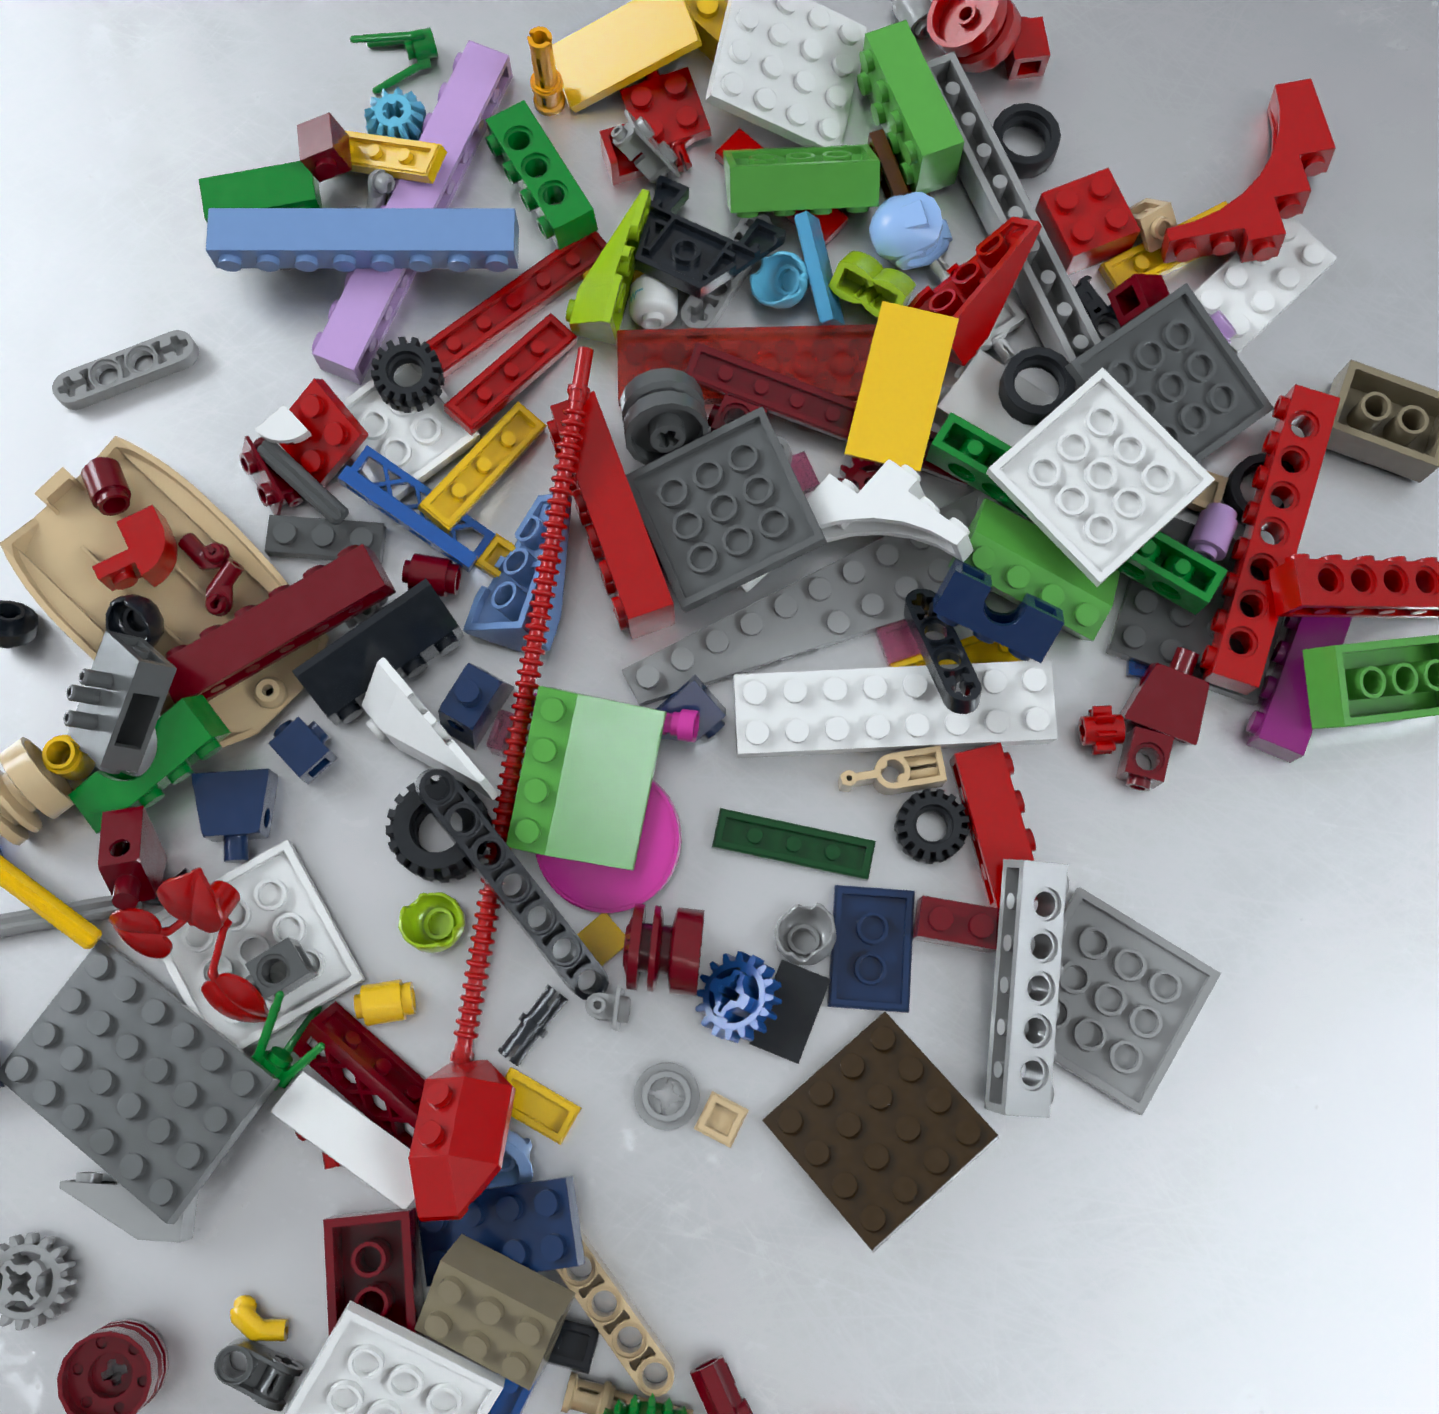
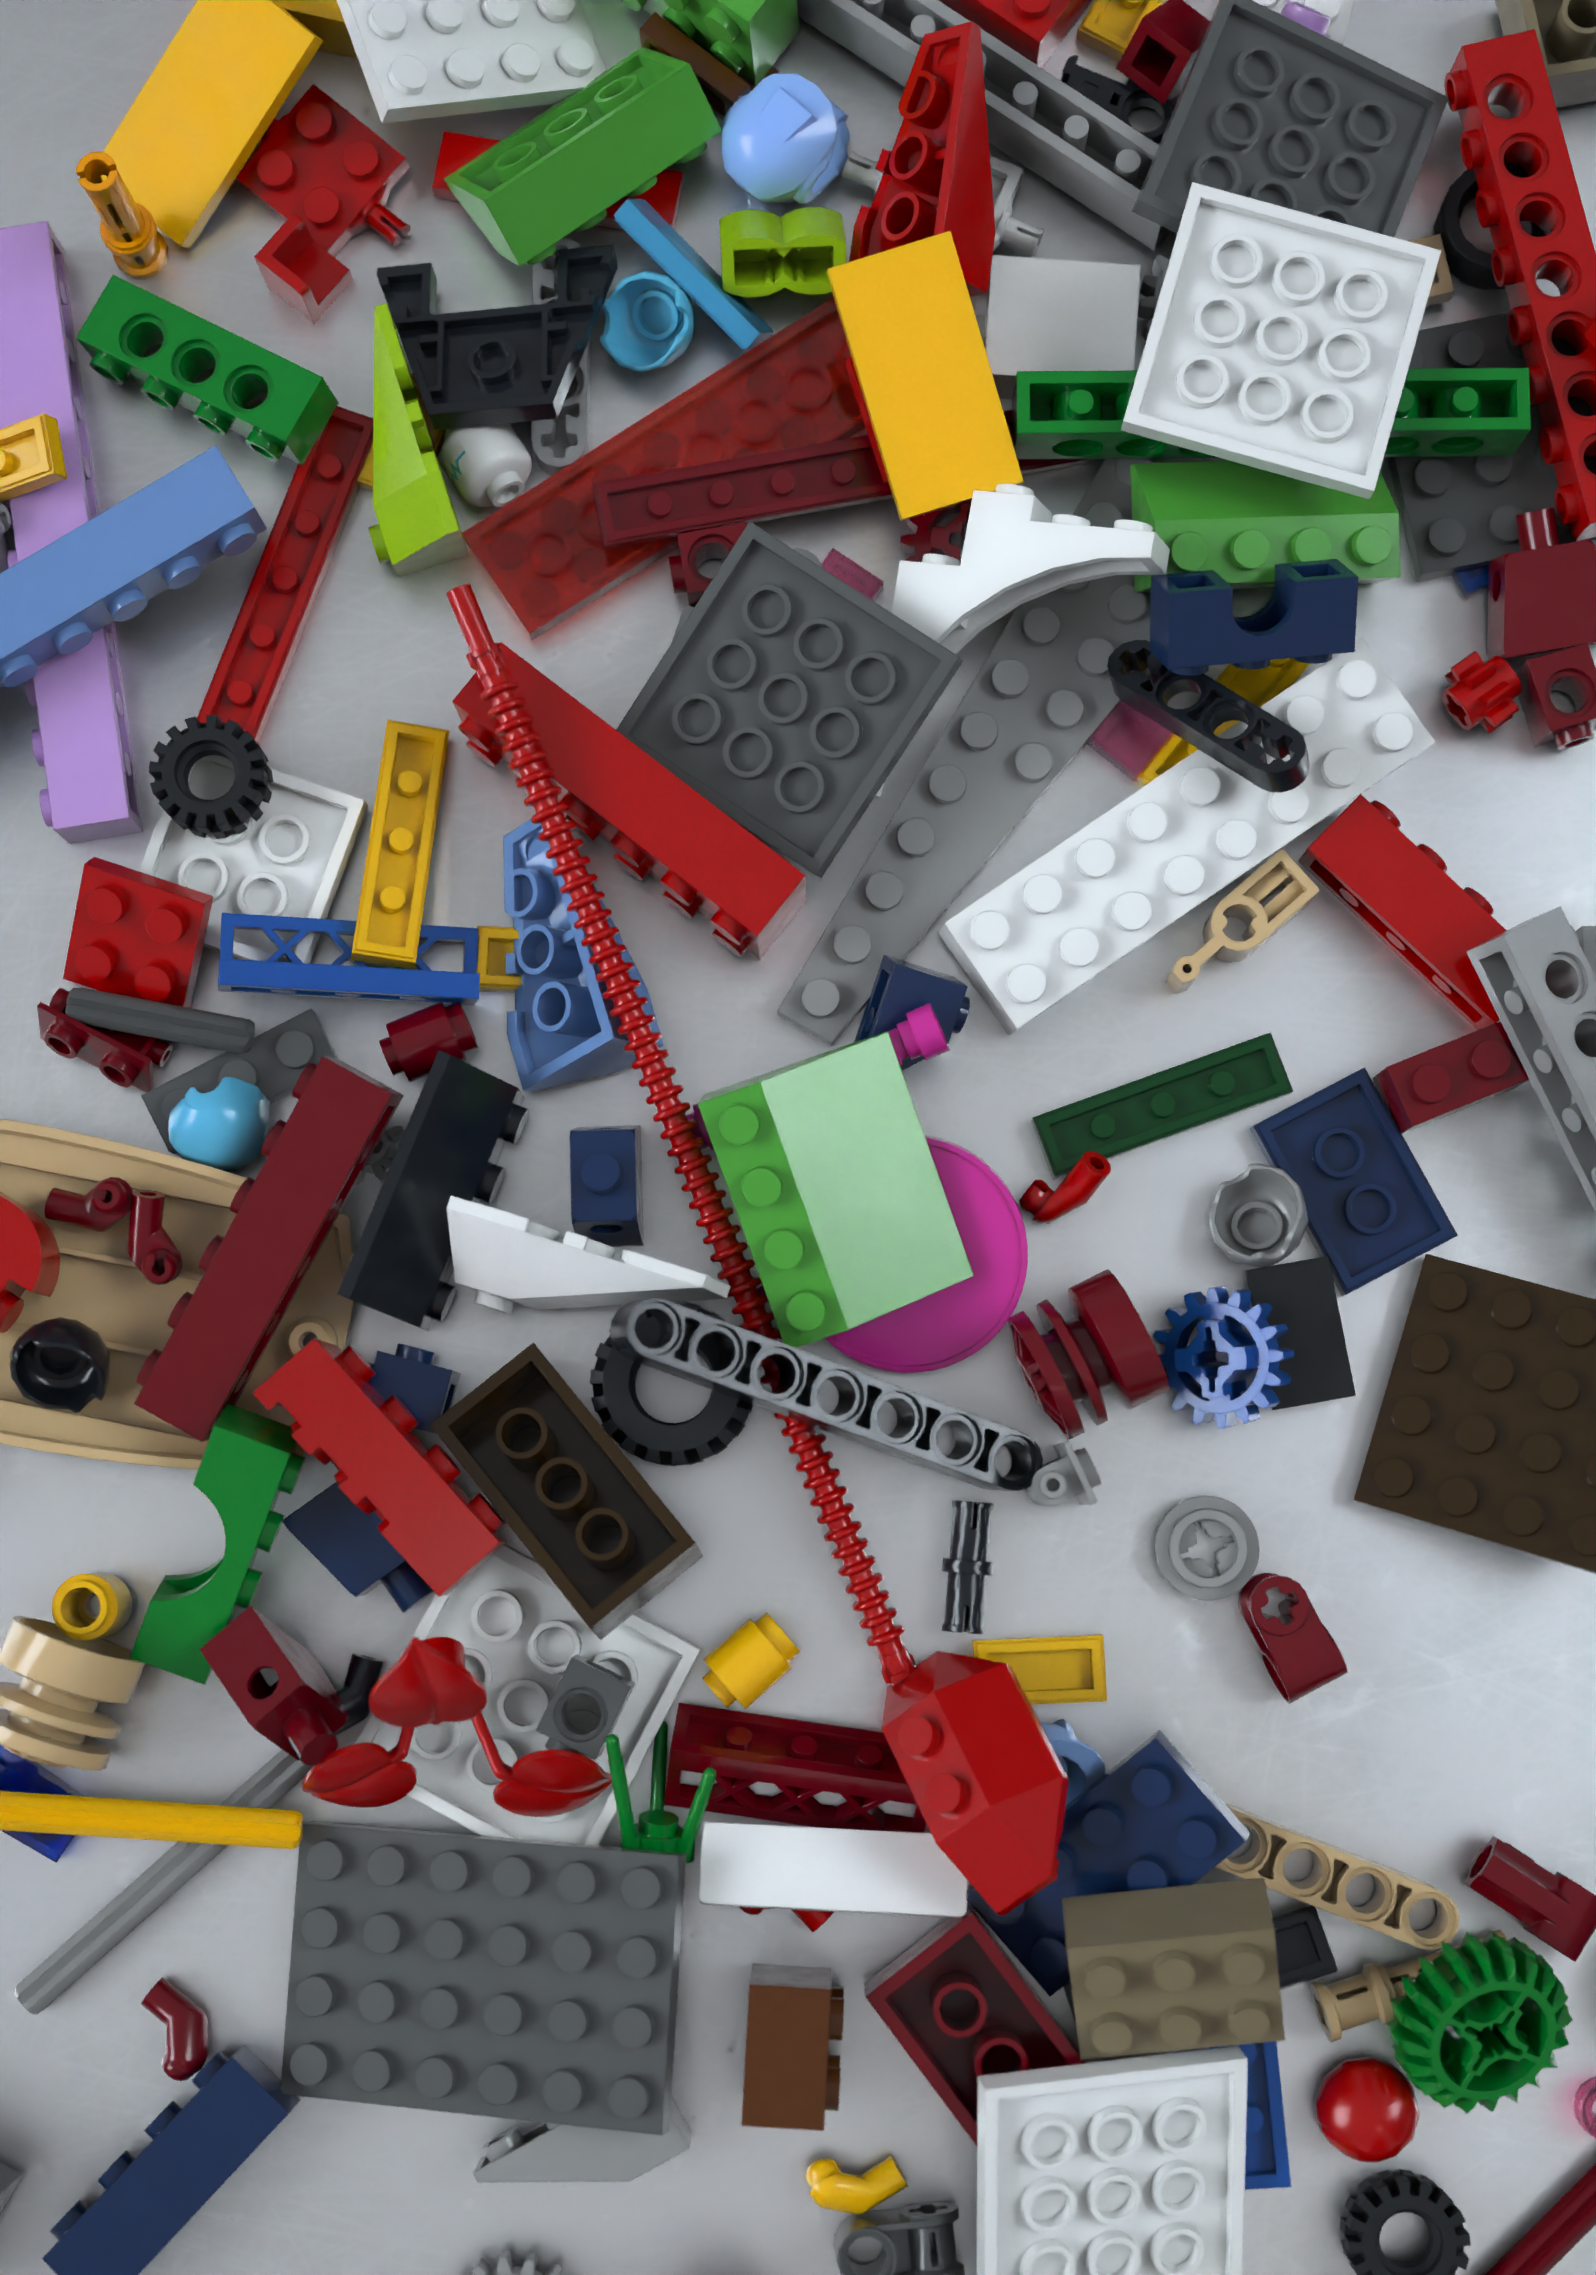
camera: 25 degrees left, 5 degrees up
(119, 702) = (127, 1484): dark grey piece -> none
(258, 773) = (384, 1463): none -> red wedge
(267, 1220) = (787, 2040): none -> reddish brown brick
(283, 427) = (86, 961): white tile -> none
(296, 551) = (221, 1126): none -> medium azure hair
(345, 850) = (567, 1491): none -> dark brown brick
(432, 922) = (744, 1515): lime hair -> none
(499, 733) = (670, 1200): clear pink tile -> none
(510, 374) = (351, 687): red tile -> none
(603, 938) = (988, 1390): yellow tile -> none
(637, 137) = (315, 234): light grey hinge -> none
(662, 413) = (611, 616): dark grey wheel -> none
(680, 1178) = (1294, 1645): none -> dark red piece
(713, 861) = (1070, 1194): none -> red arm
(721, 1119) = (1297, 1532): tan tile -> none
(955, 821) = (1351, 932): black tyre -> none
(1034, 358) = (1091, 306): black tyre -> none
(1214, 531) = (1470, 323): lavender brick -> none

